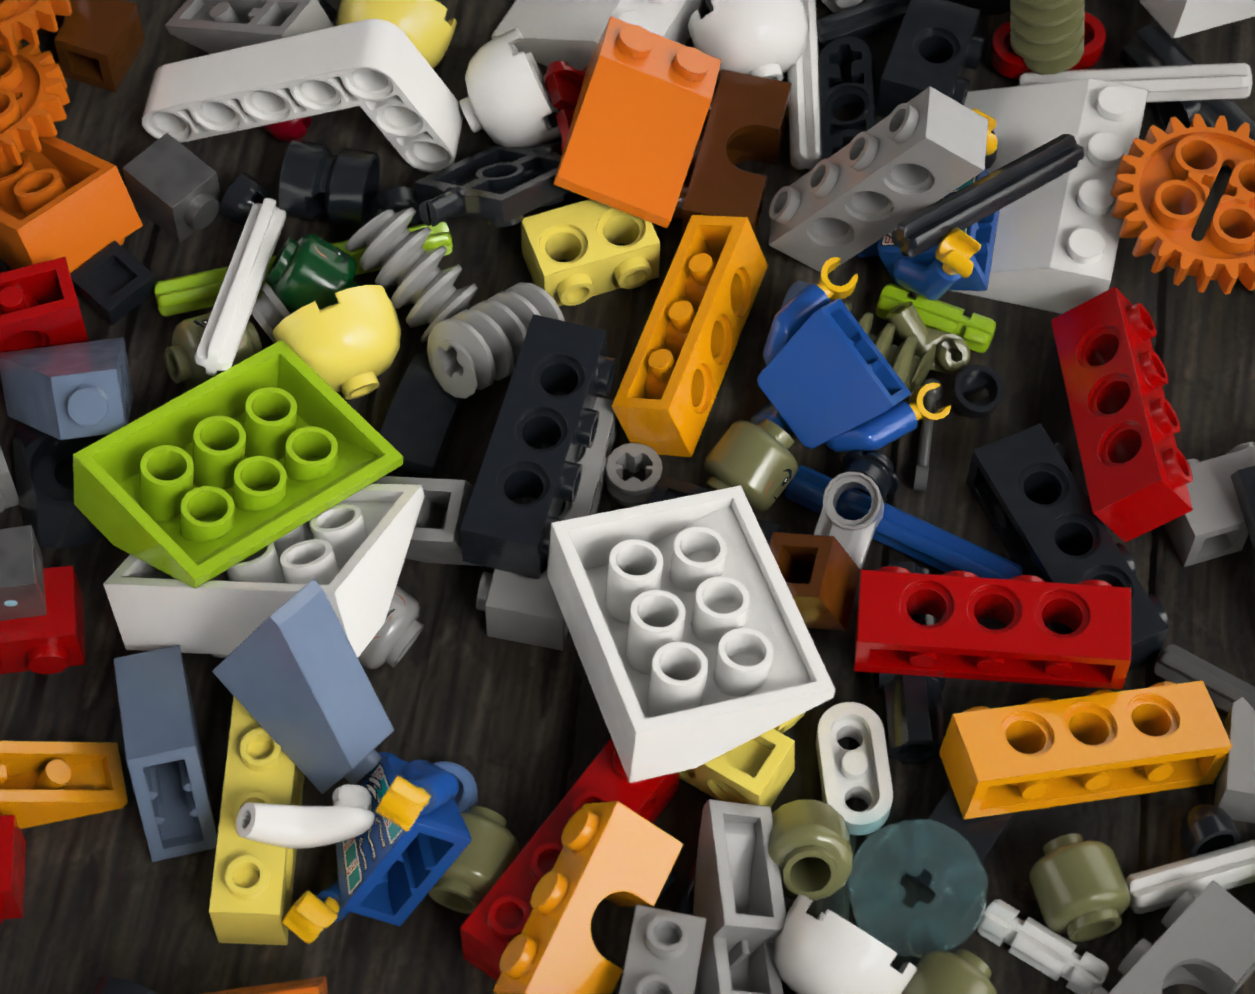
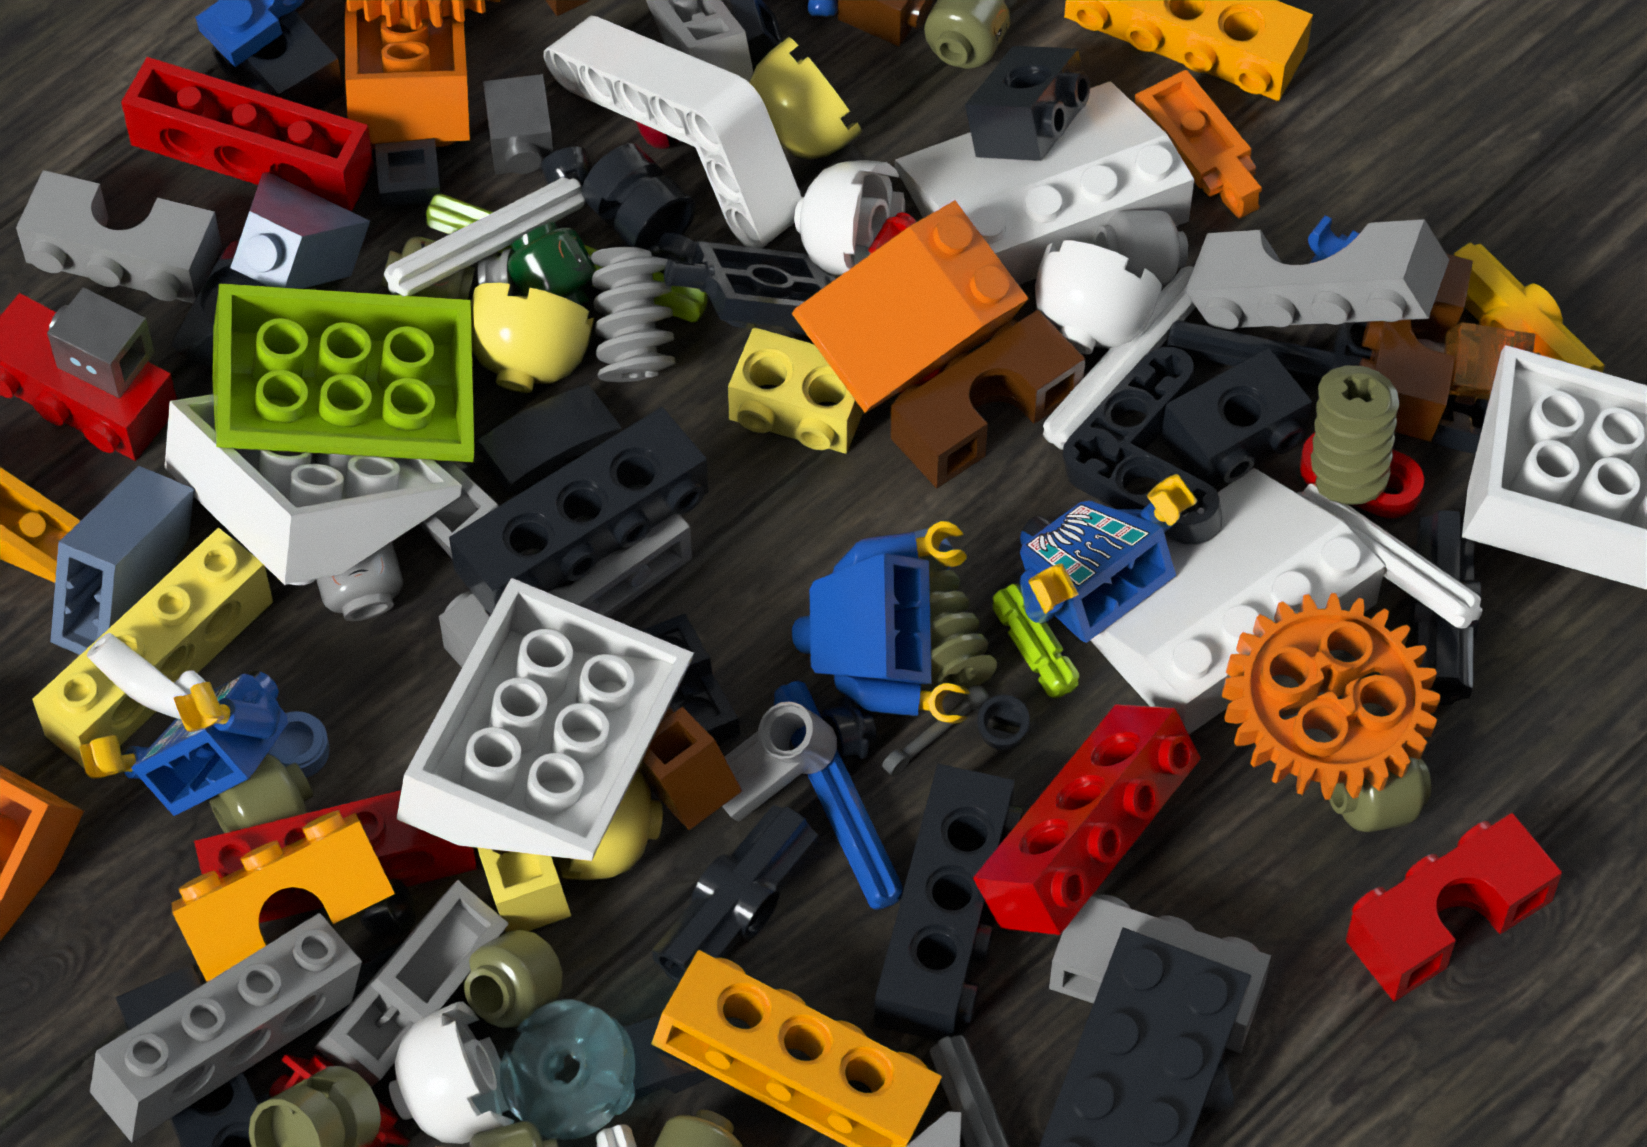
camera: 40 degrees right, 0 degrees up
(309, 690) = (228, 582): sand blue slope -> none
(486, 339) = (621, 401): light grey piece -> none
(634, 458) = (666, 580): light grey bush -> none
(691, 335) = (805, 514): light orange brick -> none
(754, 459) = (757, 654): olive head -> none
(855, 772) = (611, 949): white plate -> none
(879, 180) = (1043, 482): light grey brick -> none
(951, 350) = (1014, 670): olive arm -> none
(963, 649) = (859, 984): red brick -> none
(987, 195) = (1132, 557): black axle -> none

